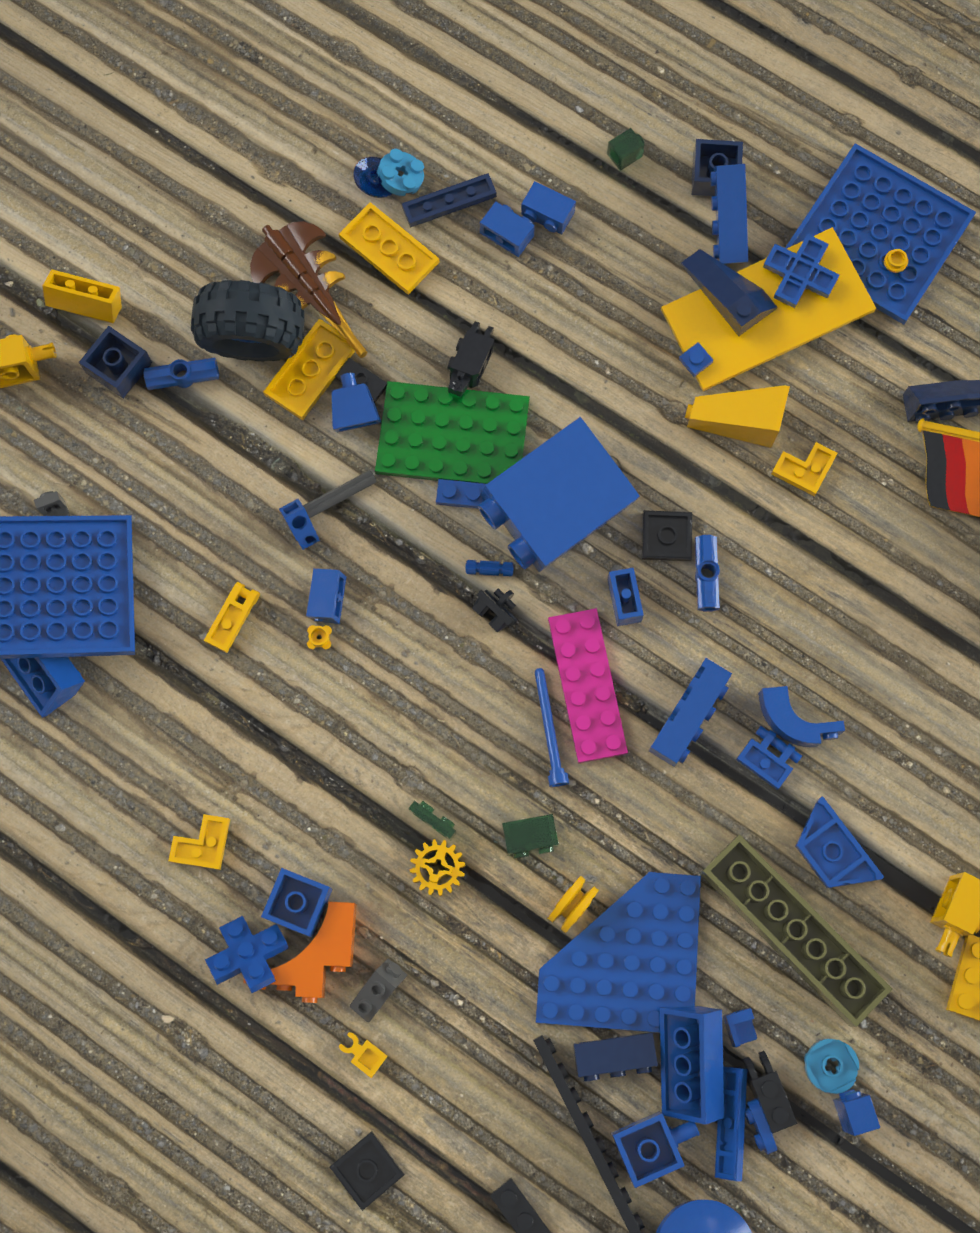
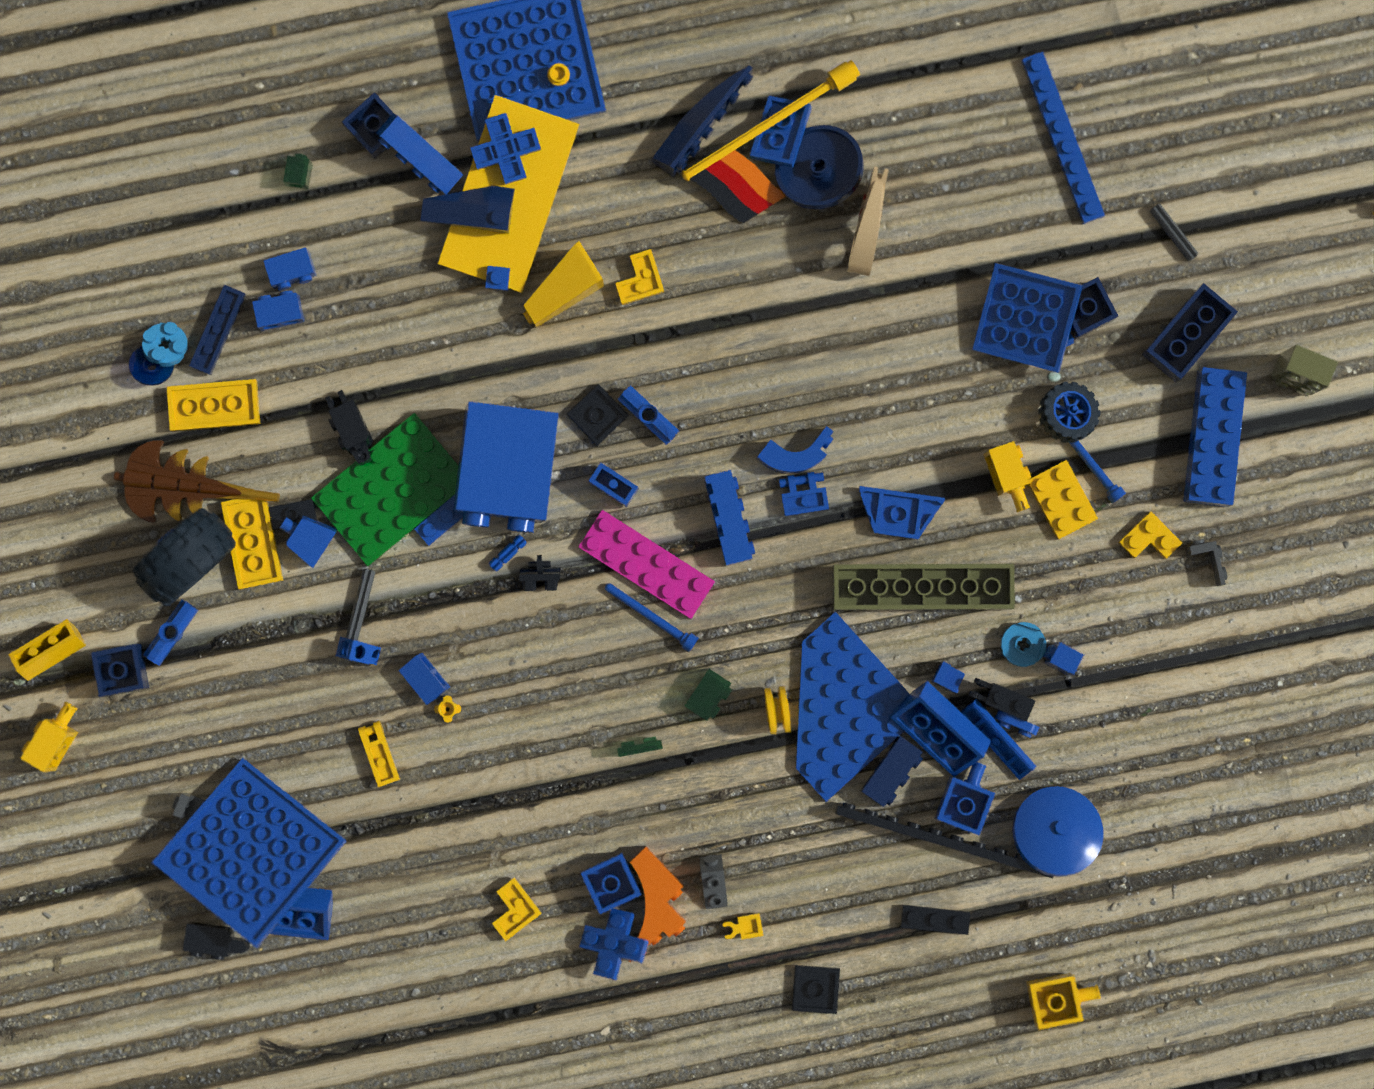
camera: 50 degrees left, 10 degrees up
(434, 879) = (667, 764): yellow gear -> none

